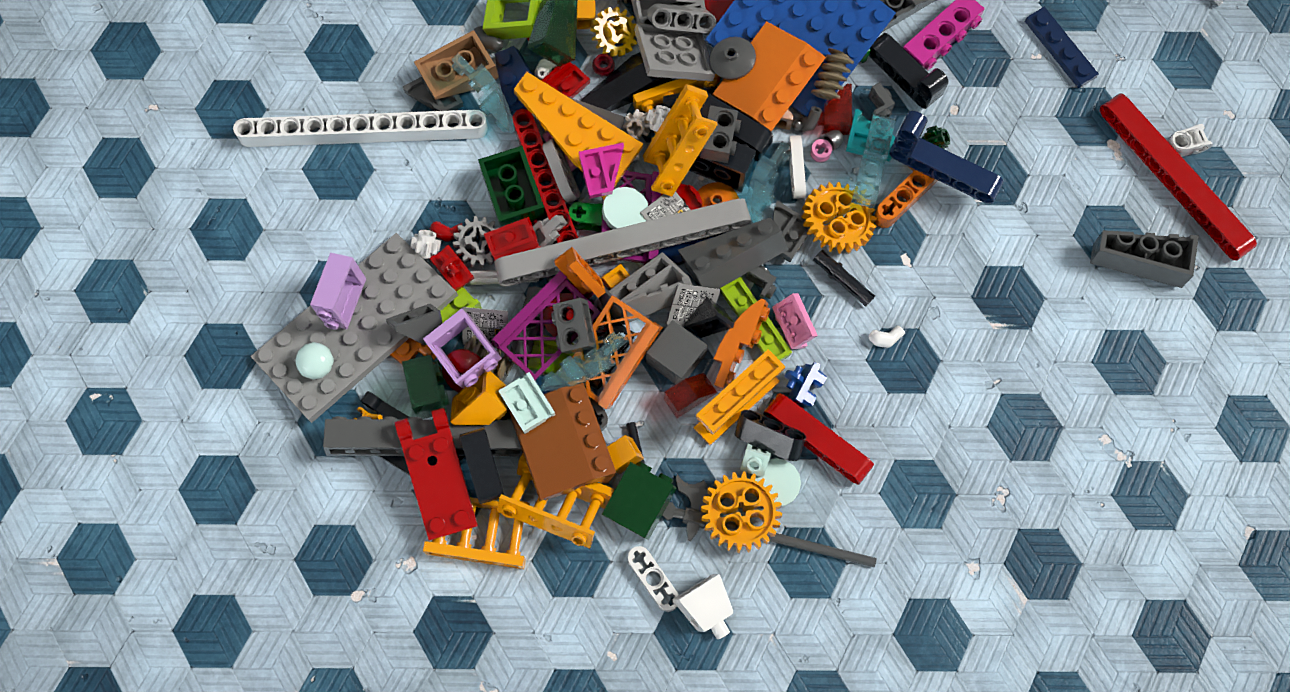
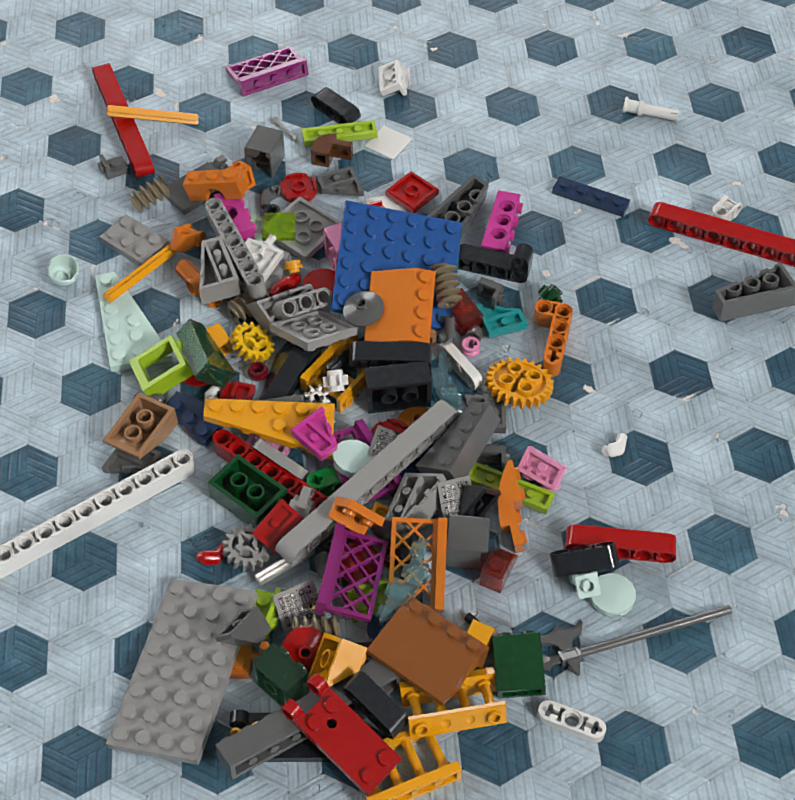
camera: 30 degrees left, 20 degrees down
(314, 360) = (171, 708): light aqua hair -> none
(338, 291) = (158, 639): lavender window -> none
(425, 243) = (203, 571): white gear -> none
(449, 330) = (276, 613): lavender window -> none
(452, 268) = (238, 576): red hips -> none
(492, 99) = (189, 433): clear light blue slope -> none
(527, 403) = (380, 633): light aqua plate -> none
(579, 324) = (380, 554): dark grey brick -> none
(679, 140) = (352, 382): light orange fence -> none
(706, 606) = (630, 713): white torso -> none
(721, 135) = (393, 361): dark grey brick -> none
(738, 396) = (541, 542): light orange fence -> none
(746, 534) = (619, 638): light orange gear -> none
(800, 382) = (578, 509): blue hips -> none
(849, 282) = (552, 422): black pin -> none
(873, 161) = (516, 330): clear light blue slope -> none
(940, 163) = (567, 305): dark blue beam -> none

